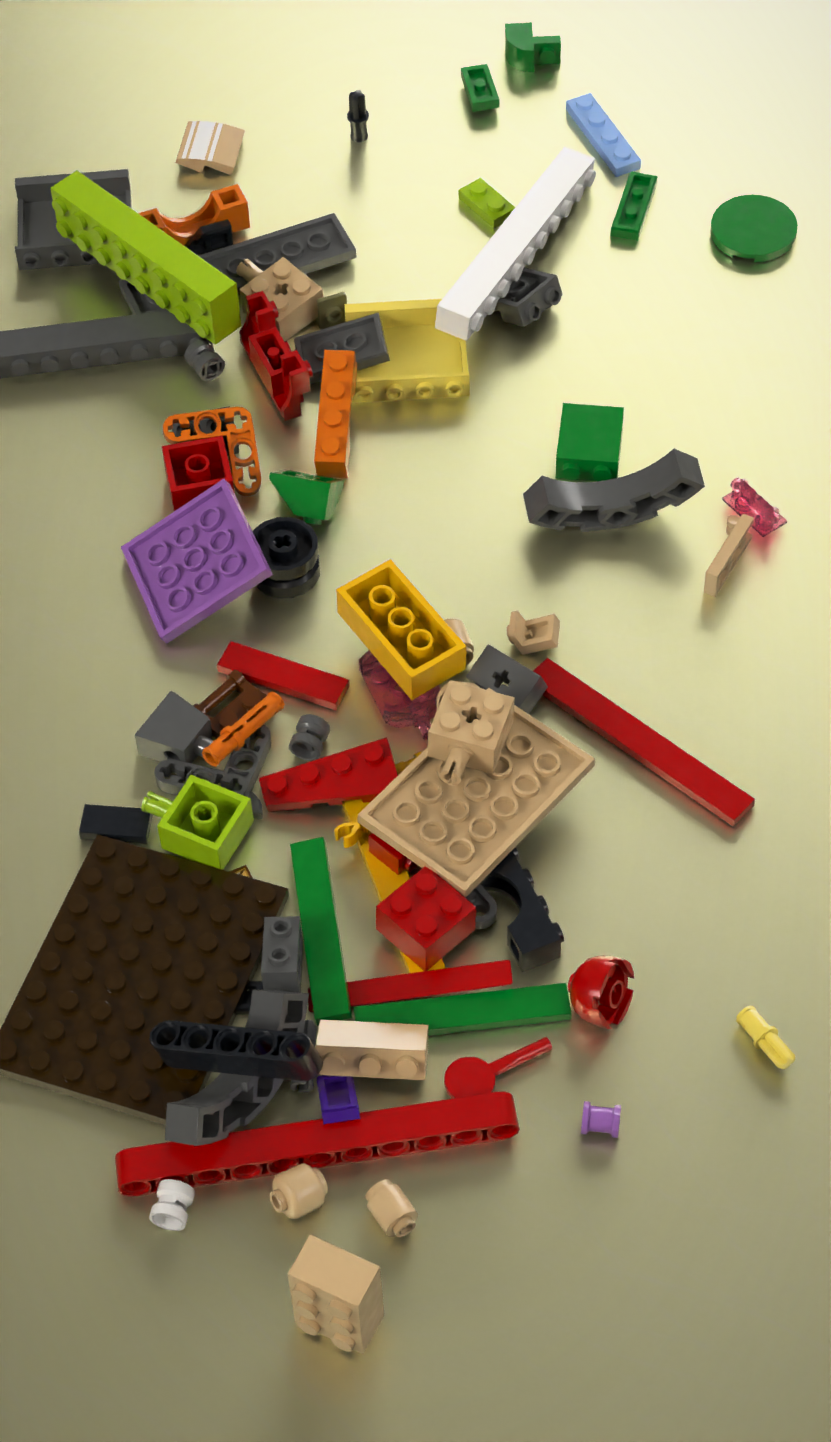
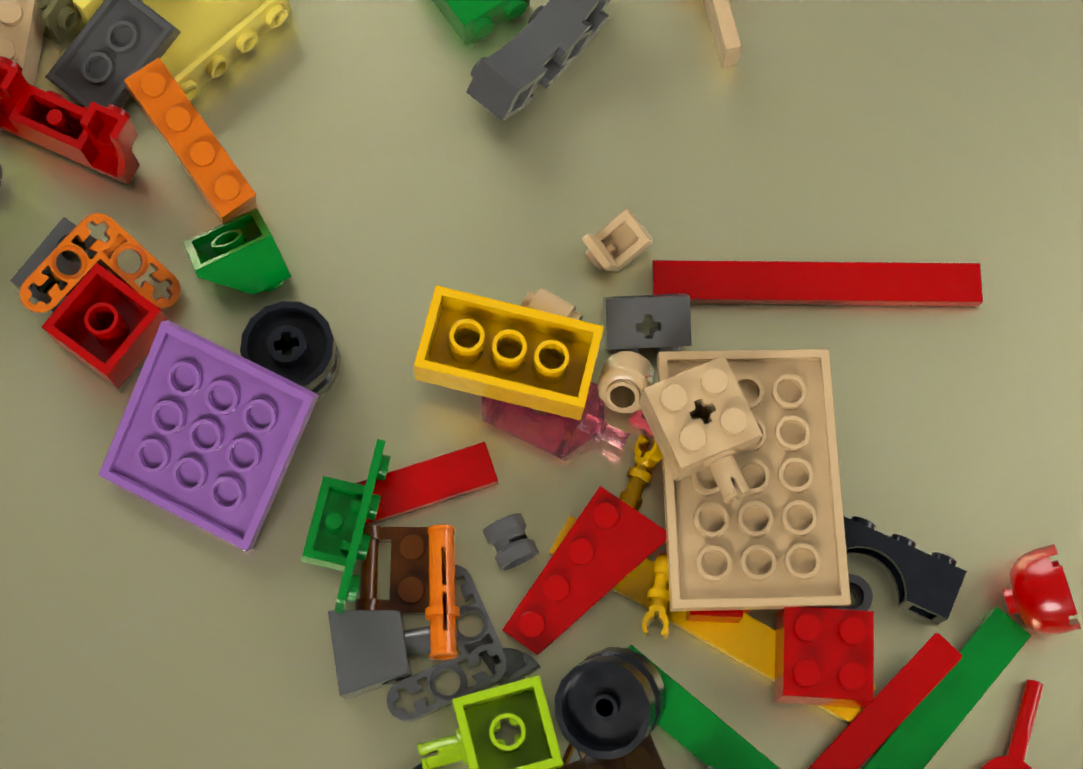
camera: 45 degrees left, 20 degrees up
(224, 653) = (339, 523): none -> green bracket
(277, 845) = (610, 703): none -> black wheel

